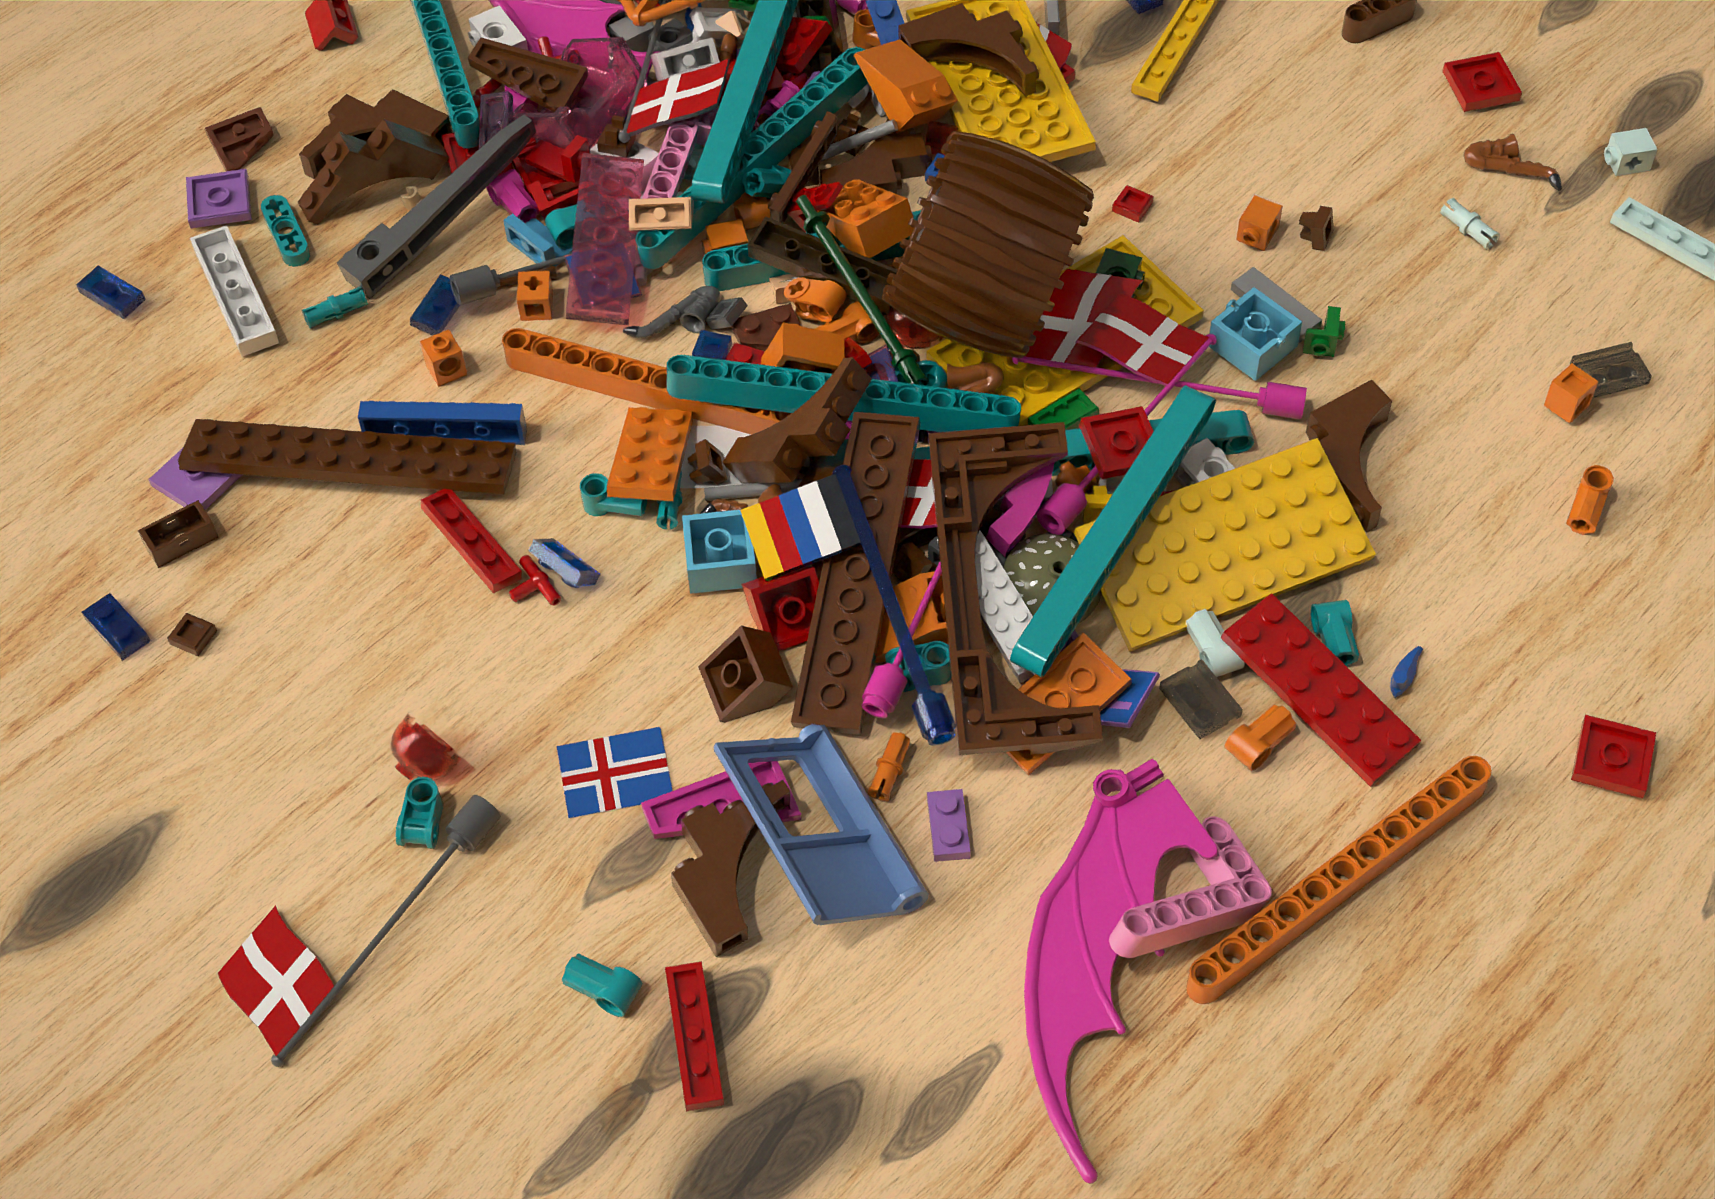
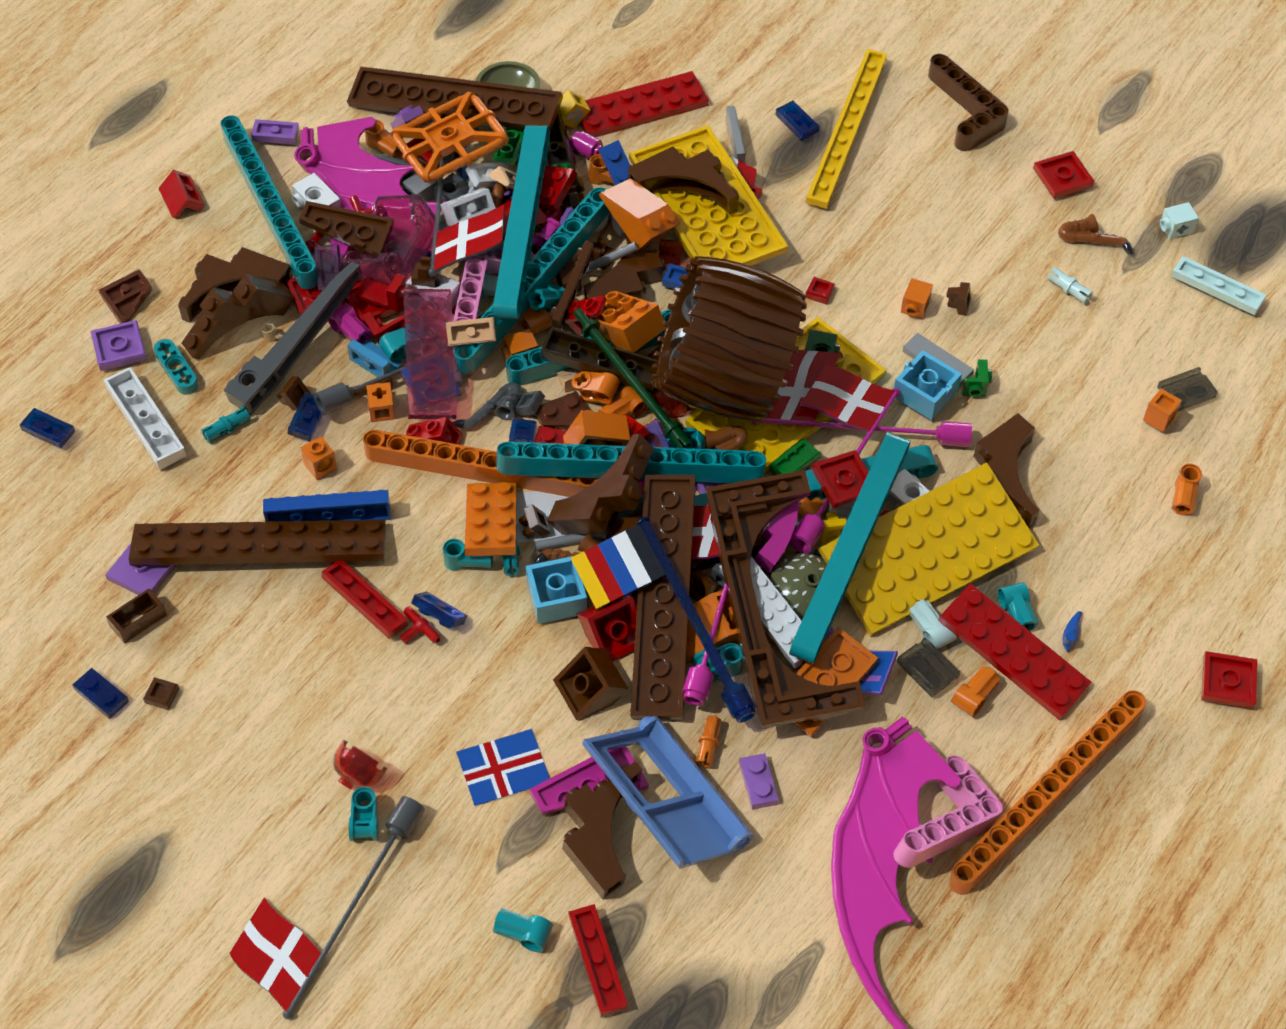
camera: 10 degrees left, 0 degrees up
(425, 273) = (293, 392): none -> reddish brown tile
(601, 335) = (436, 429): none -> red bracket

